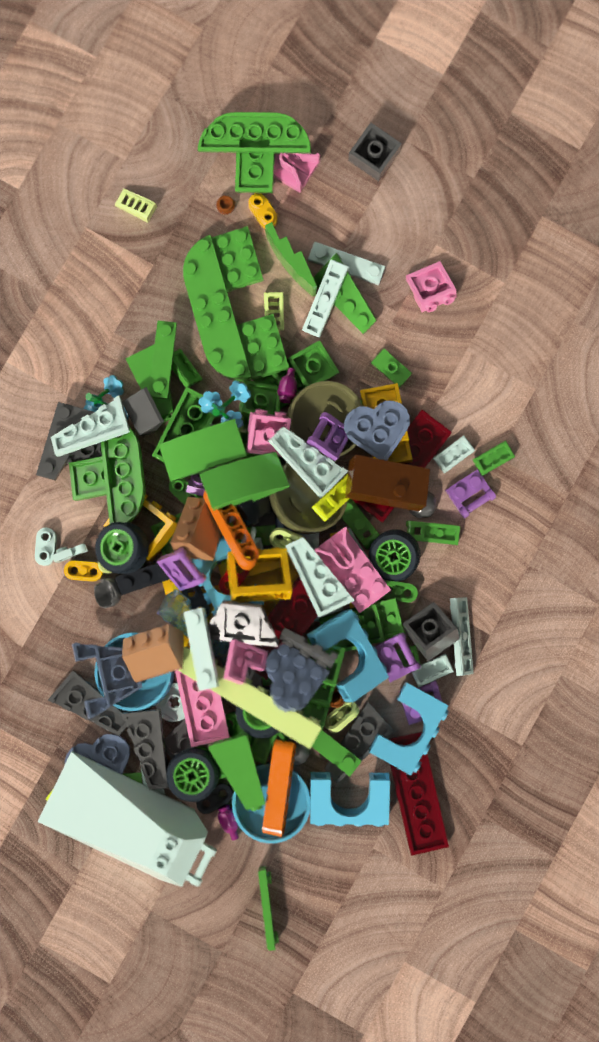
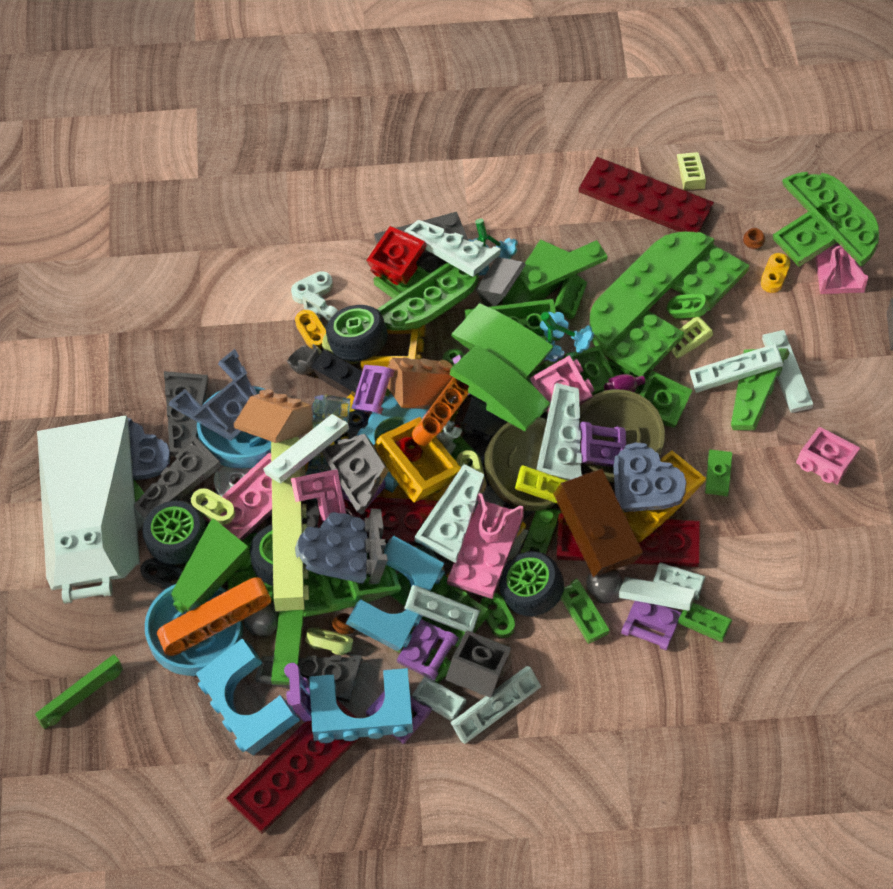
camera: 60 degrees right, 25 degrees down
(71, 473) = (396, 256): none -> red plate
(135, 254) = (645, 196): none -> dark red plate
(194, 738) = (214, 507): none -> yellowish green plate
(227, 821) = (144, 601): magenta plant -> none
(253, 293) = (688, 306): none -> bright green plate
(293, 263) = (749, 313): bright green slope -> none
(372, 763) = (299, 692): none -> medium lavender plate
(380, 632) = (441, 609): none -> light aqua tile
(456, 476) = (657, 593): none -> light aqua tile

